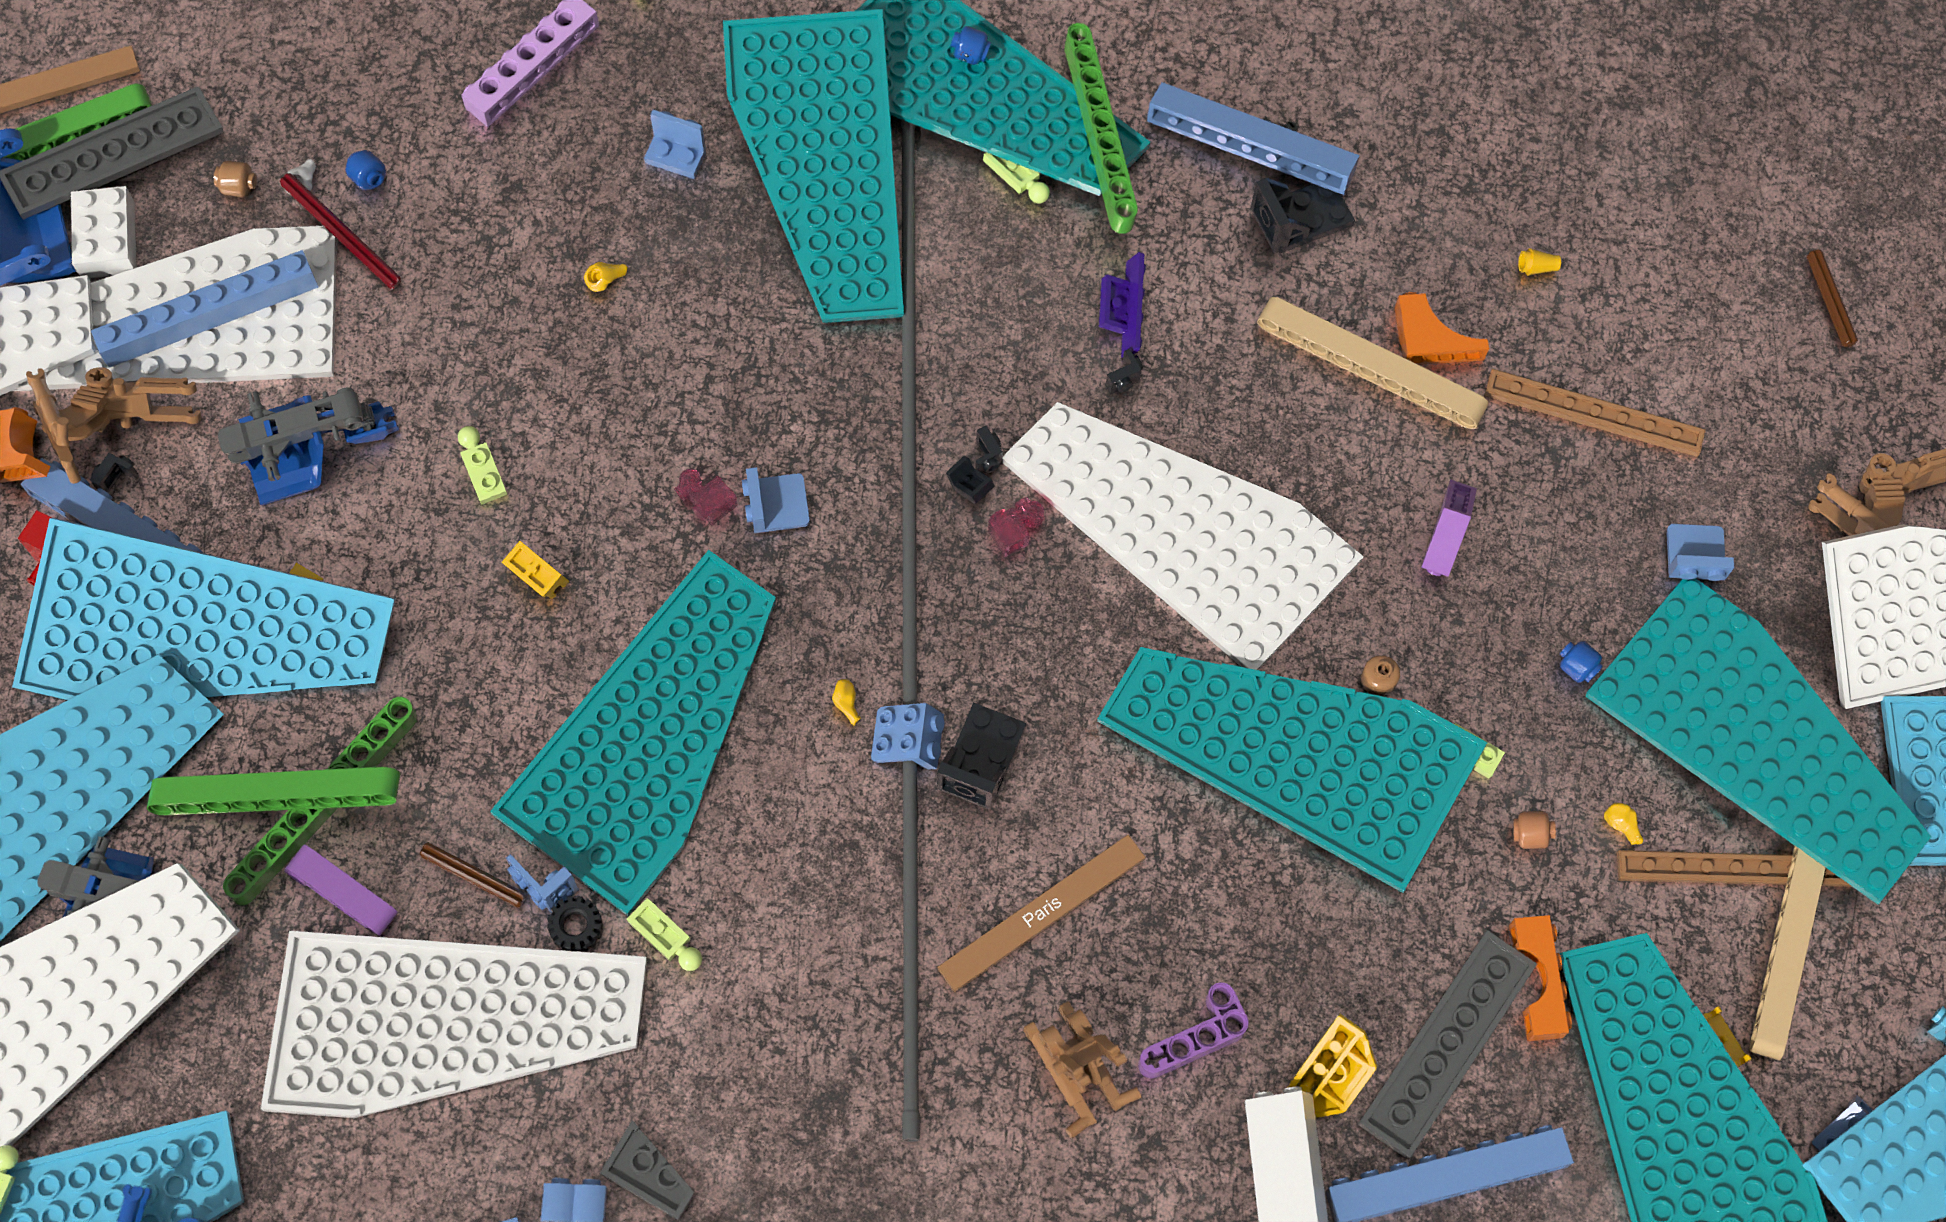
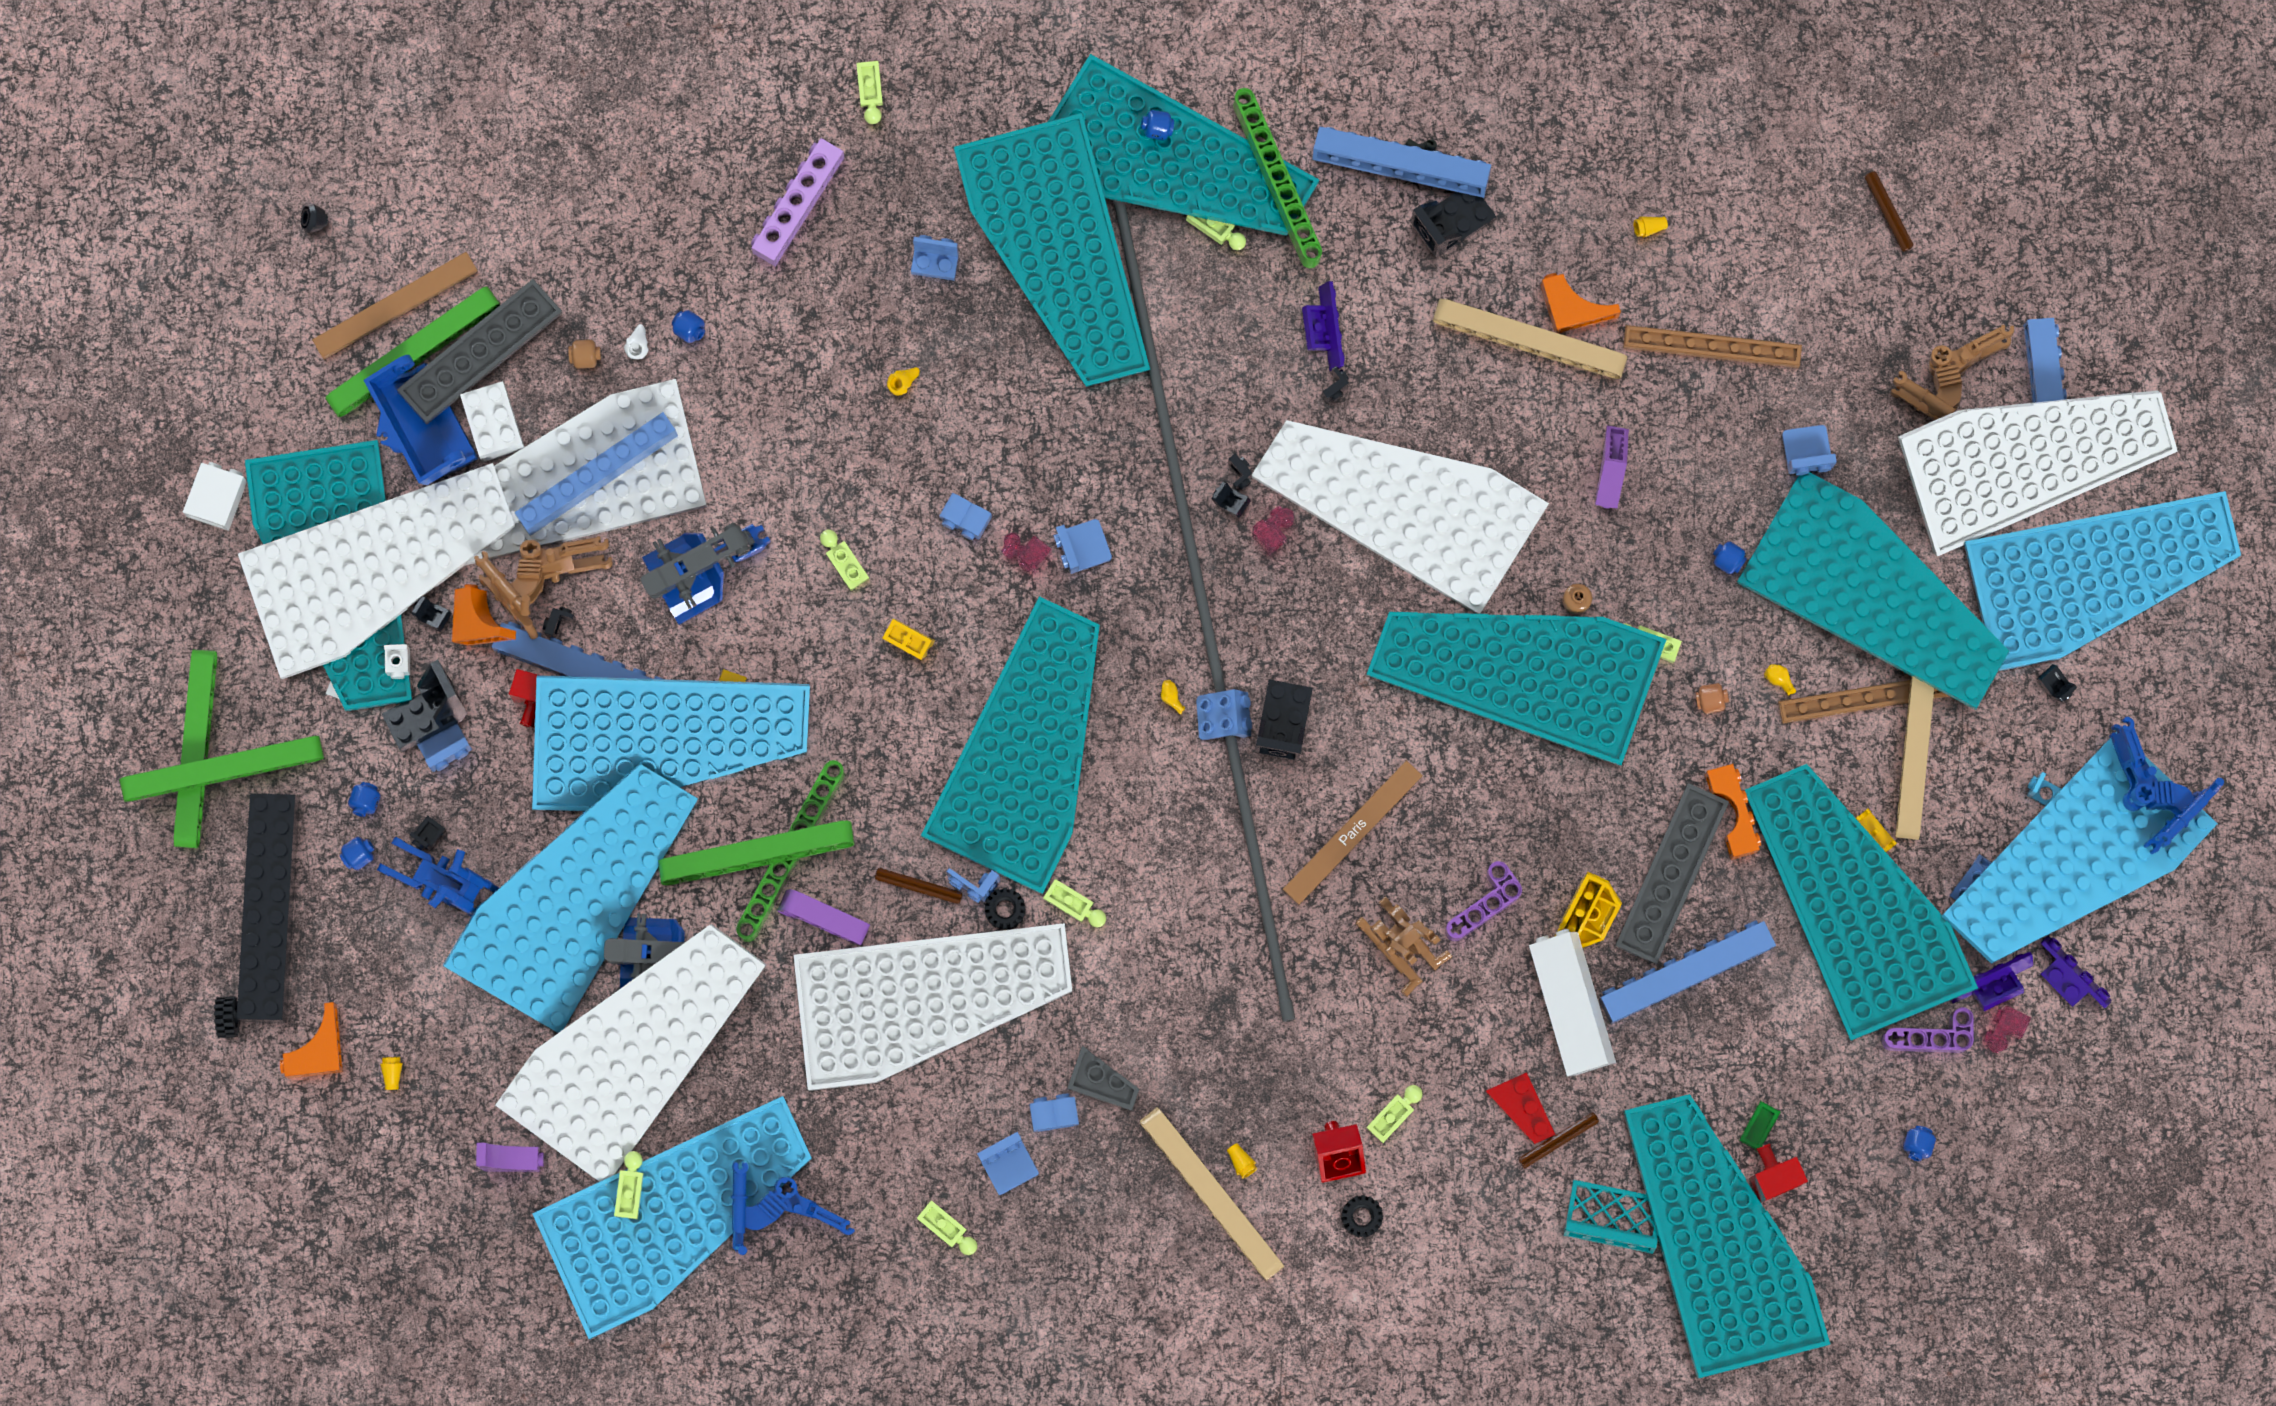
camera: 10 degrees left, 10 degrees up
(340, 231) = (682, 383): dark red axle -> none
(640, 441) = (965, 516): none -> medium blue brick

